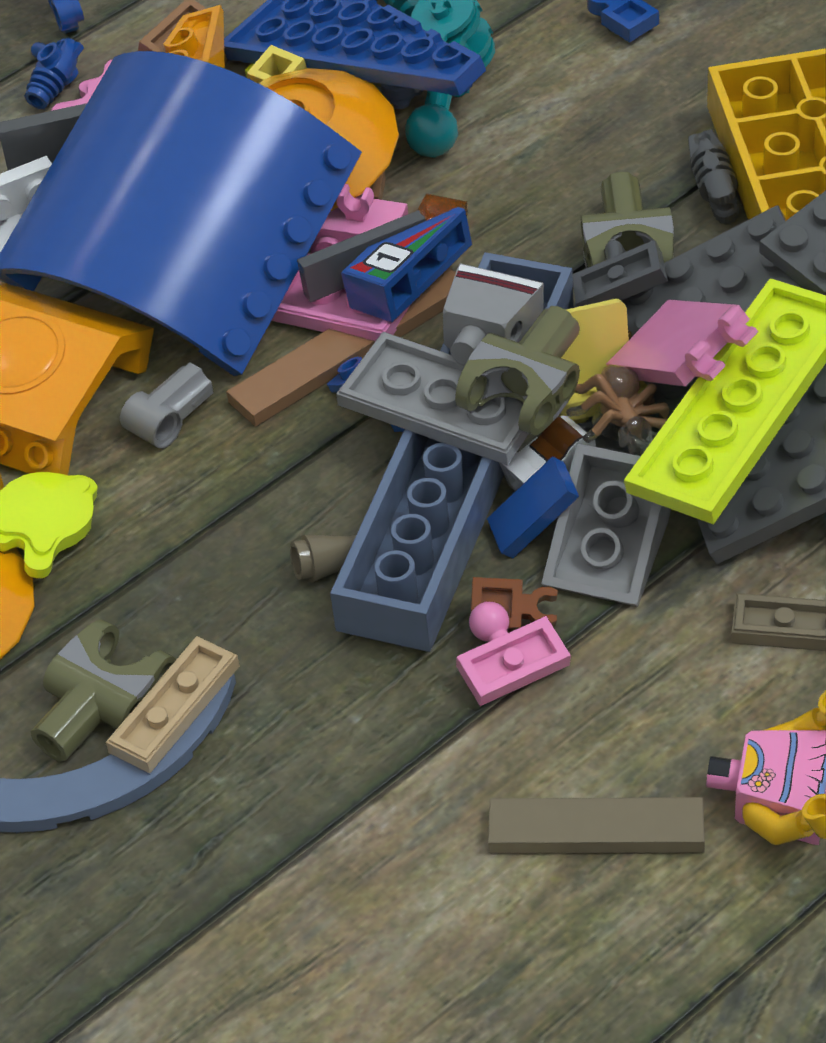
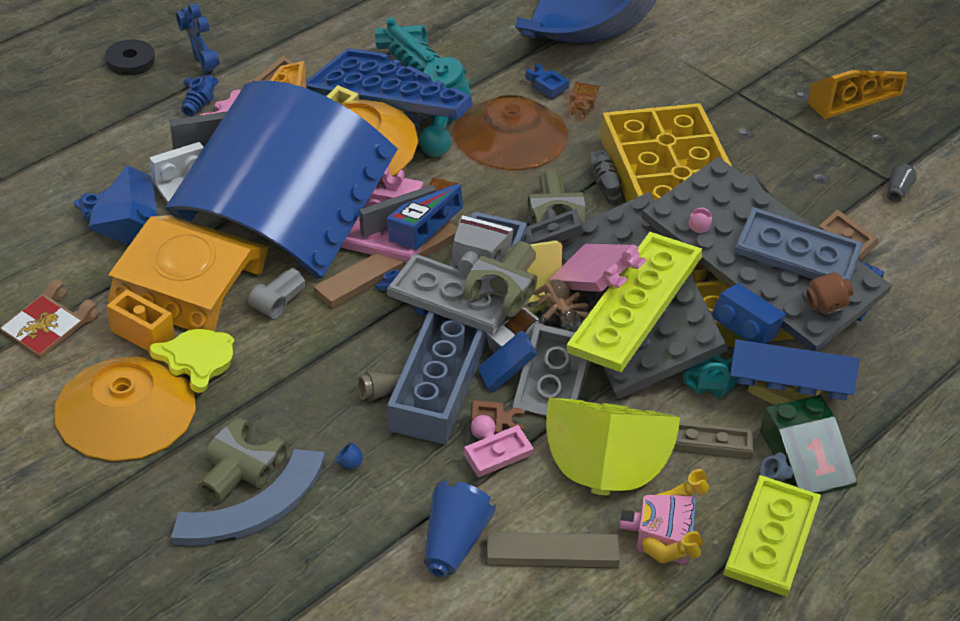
camera: 10 degrees left, 5 degrees down
(172, 704) = (287, 470): tan tile -> none
(273, 678) = (350, 457): none -> blue hinge
(434, 792) = (455, 525): none -> blue cone
(560, 107) = (511, 133): none -> clear orange dish
(682, 37) = (583, 97): none -> clear orange plate
(694, 644) = (609, 443): none -> neon yellow brick

